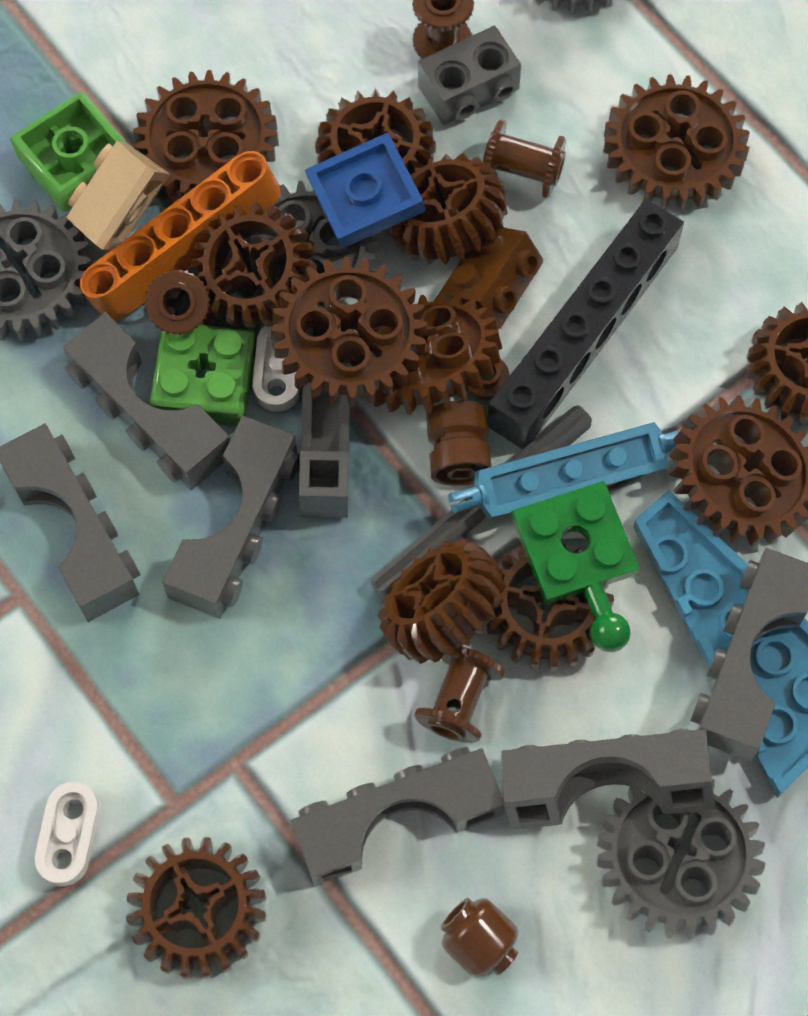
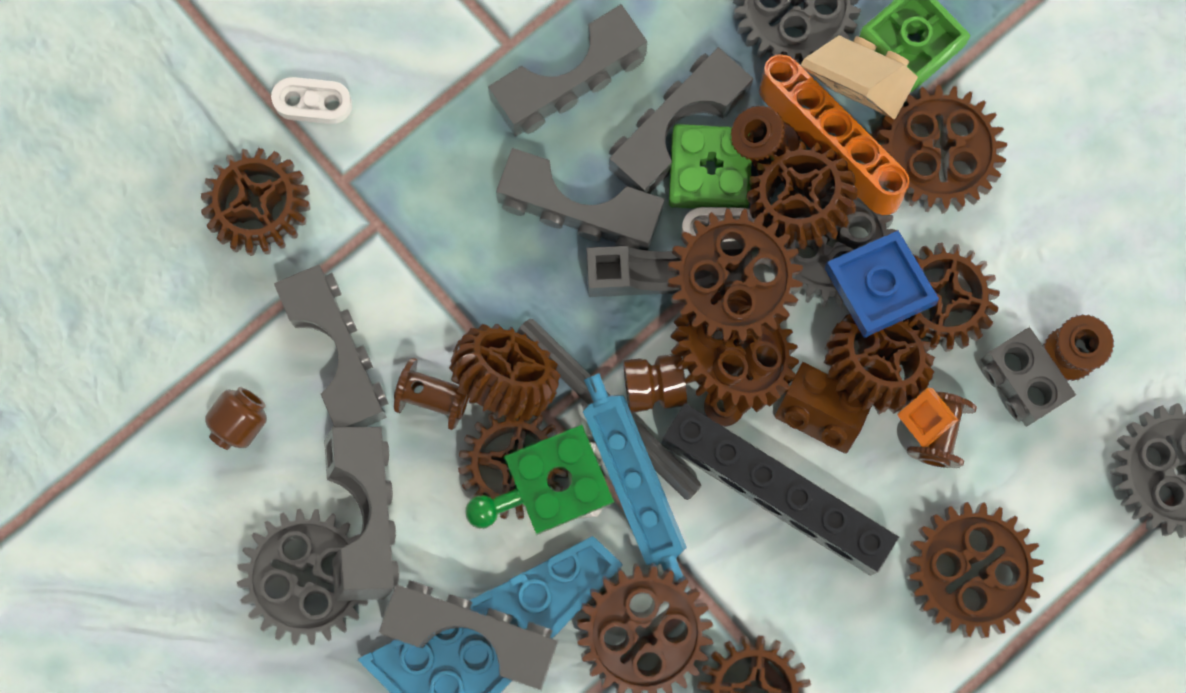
camera: 85 degrees right, 10 degrees up
(516, 159) = (927, 417): none -> orange plate

